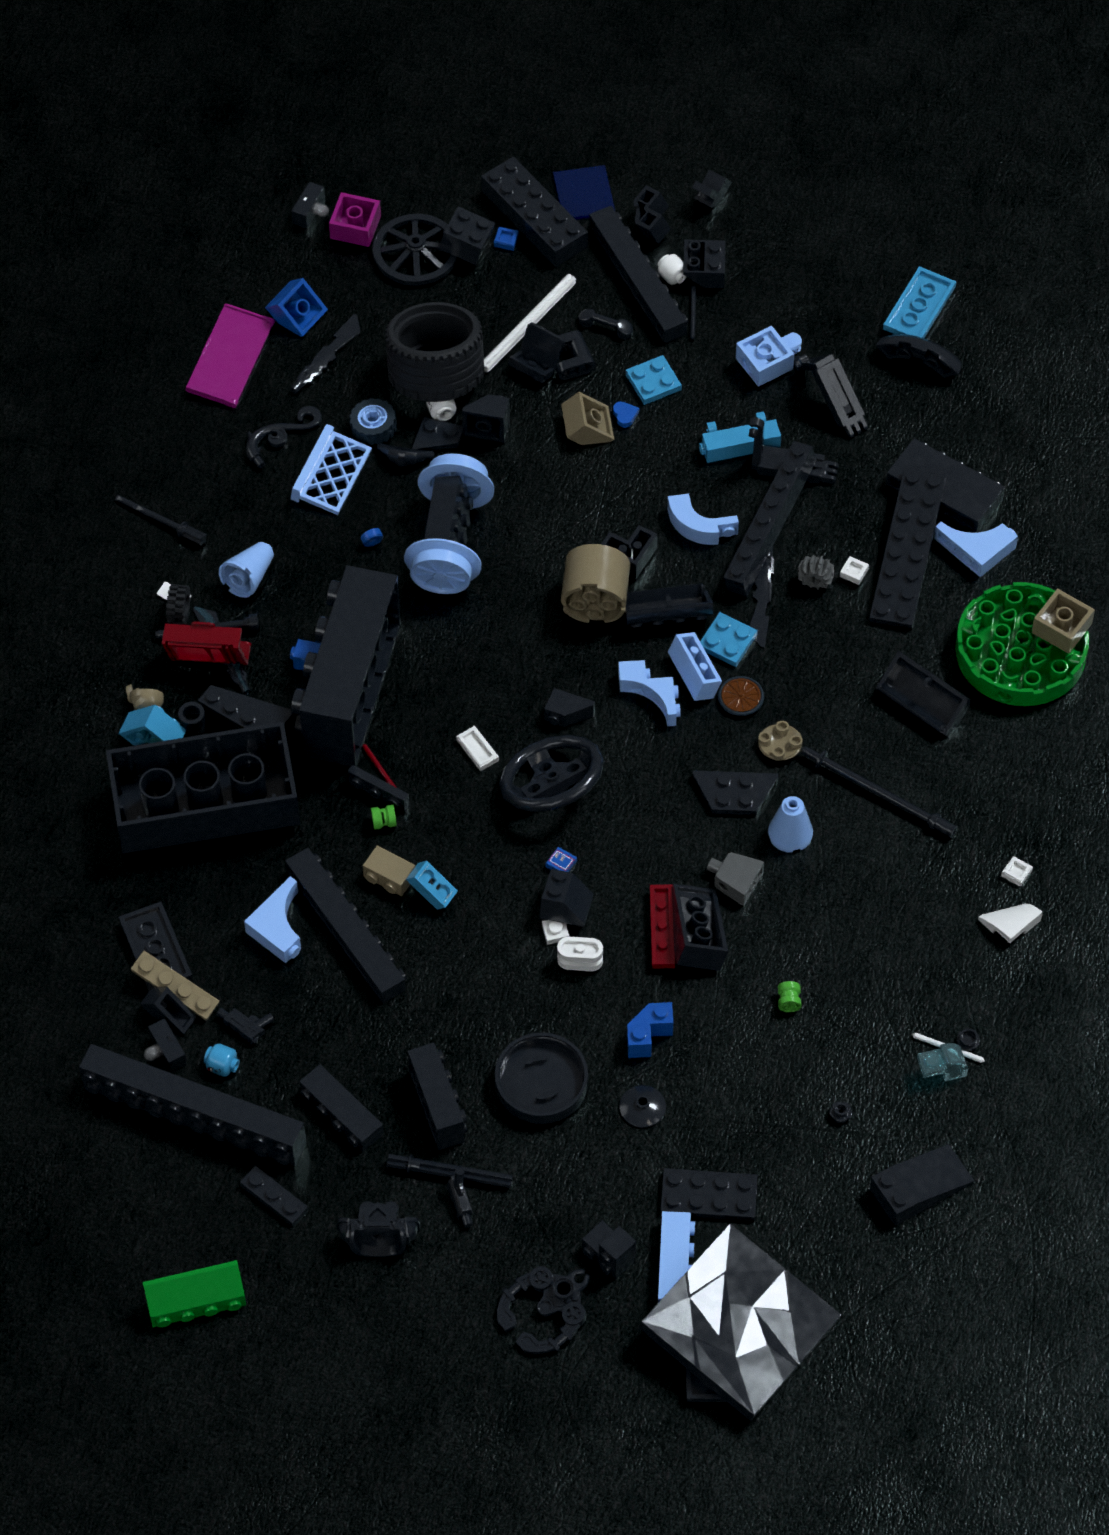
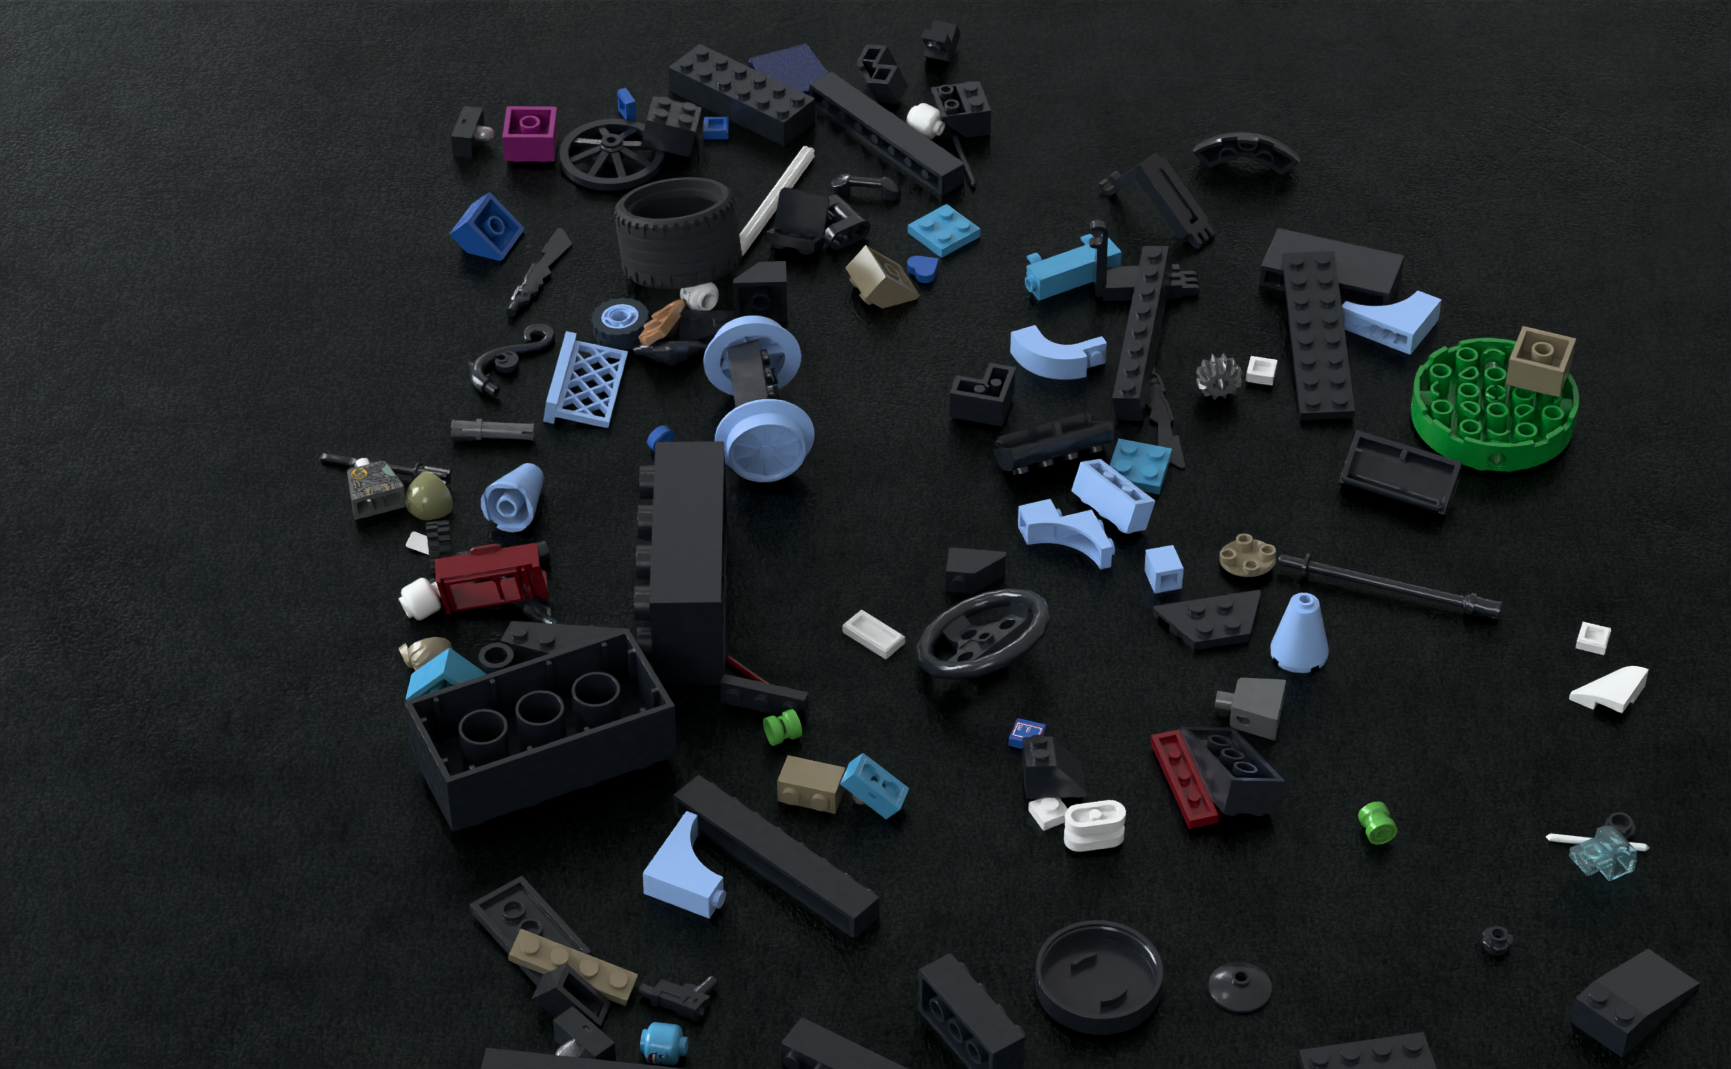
camera: 15 degrees left, 15 degrees down
(144, 537) = (374, 488): none -> torso
(151, 646) = (420, 599): none -> white head
(183, 555) = (428, 497): none -> olive helmet
(230, 355) = (419, 291): magenta door -> none
(240, 499) = (492, 430): none -> dark grey pin
(299, 653) = (620, 574): blue brick -> none
(402, 429) = (662, 322): none -> medium nougat plate
(440, 203) = (626, 104): none -> blue tile
(595, 583) = (961, 428): dark tan brick -> none
(653, 1020) = (1217, 885): blue brick -> none
(711, 739) = (1163, 569): none -> light blue brick
(741, 696) = (1179, 520): reddish brown wheel -> none
(767, 354) = (1070, 181): light blue brick -> none
(919, 304) = (1224, 106): dark azure plate -> none

